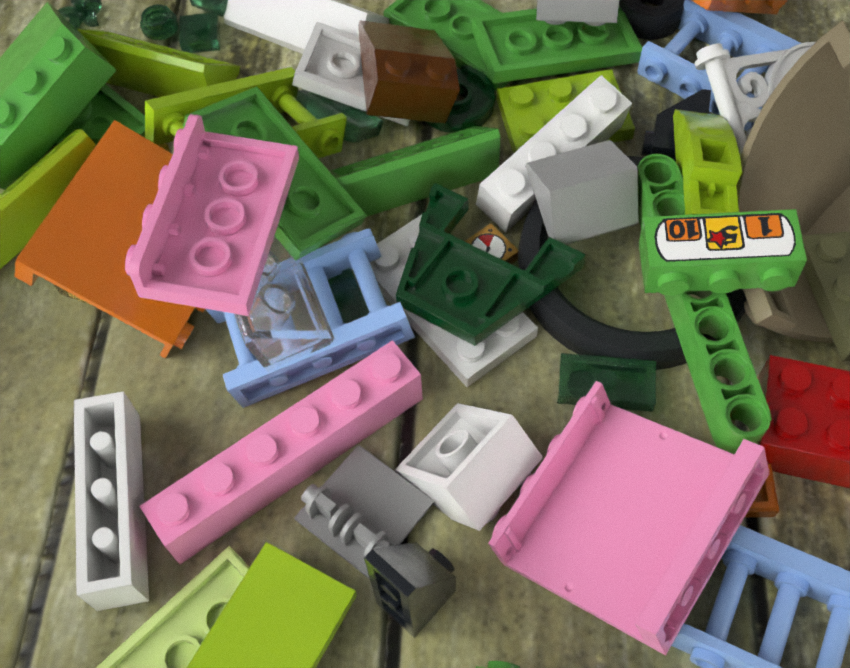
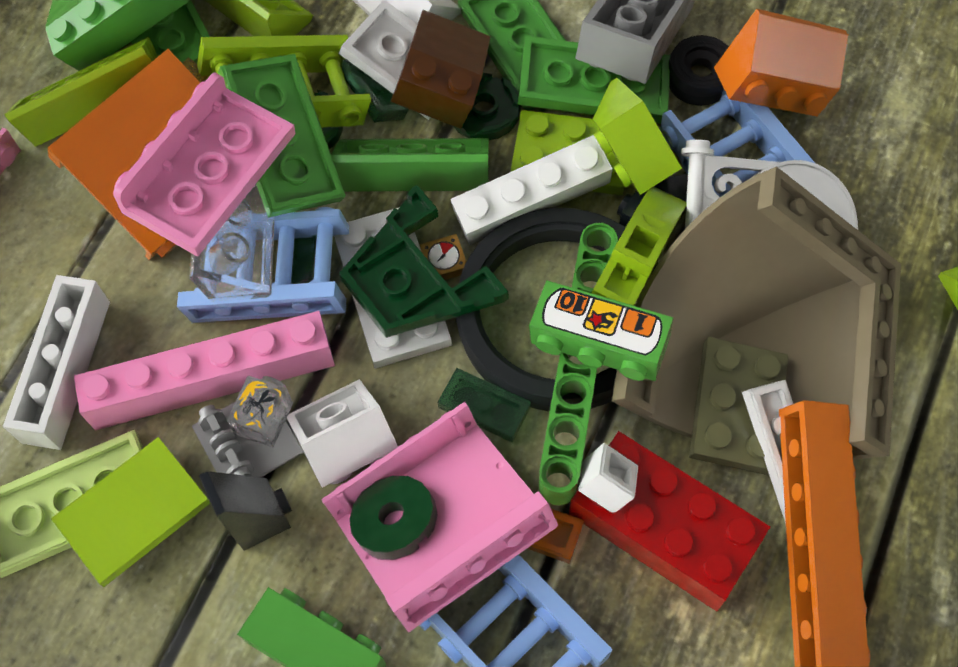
camera: 20 degrees right, 5 degrees up
(372, 470) = (260, 410): none -> clear brick
(585, 192) = (531, 236): light grey slope -> none
(594, 556) = (380, 500): none -> dark green tile
(645, 64) = (633, 138): none -> lime slope
(798, 403) = (608, 478): none -> white slope

